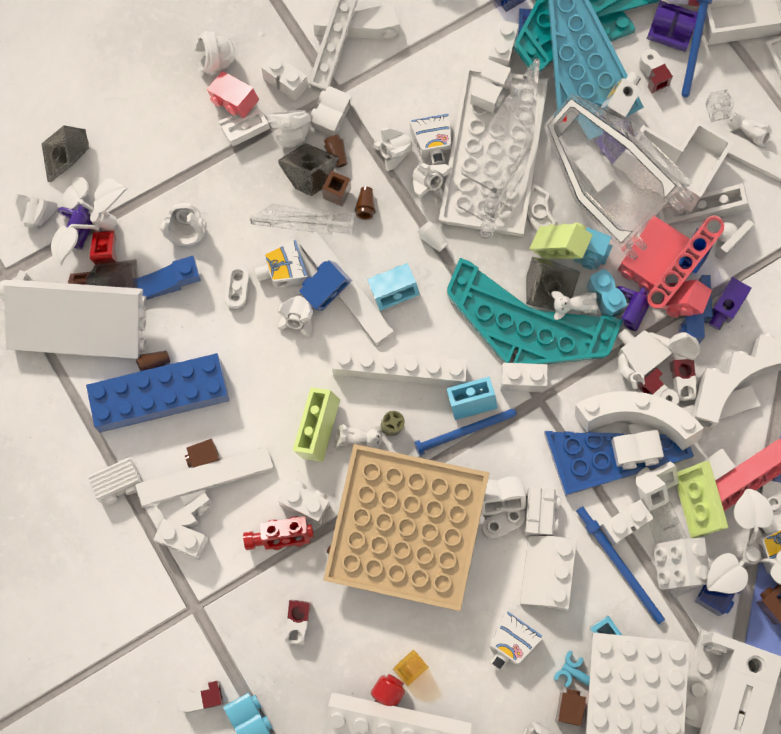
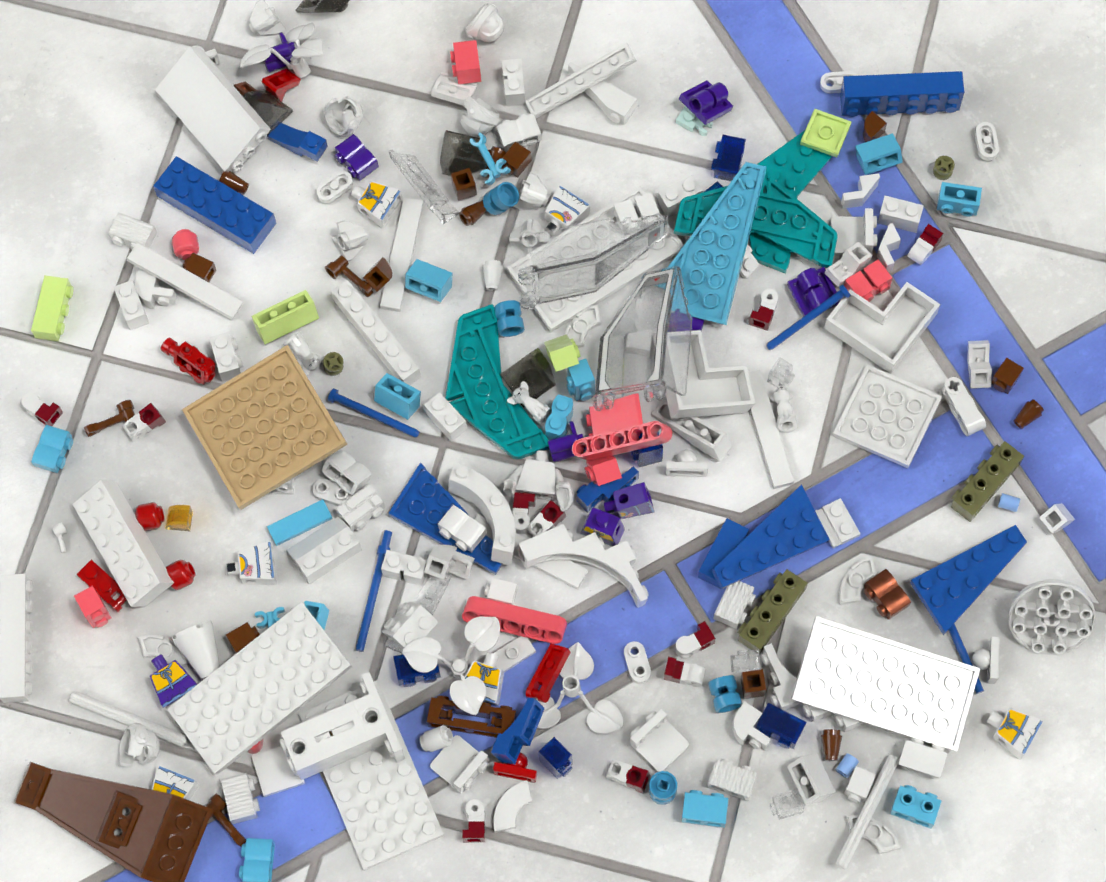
camera: 50 degrees right, 5 degrees down
(118, 607) = (52, 308): none -> yellowish green brick
(169, 447) = (185, 244): none -> coral head
(228, 247) = (356, 157): none -> dark purple brick
(273, 629) = (125, 411): none -> reddish brown brick
(310, 345) = (340, 267): none -> reddish brown brick
(325, 285) = (387, 237): blue brick -> none
(348, 155) = (495, 169): none -> medium azure bar
(350, 319) = (379, 274): none -> reddish brown brick
(352, 133) = (517, 159): none -> reddish brown brick
(378, 171) = (501, 198): none -> dark azure wheel
(464, 709) = (181, 574): none -> red head
(485, 256) = (509, 318): none -> dark azure wheel
(505, 572) = (299, 522): none -> medium azure tile
(623, 96) = (699, 300): white torso -> none
(701, 500) = (465, 600): yellowish green tile -> none
(731, 339) = (604, 526): none -> dark purple torso

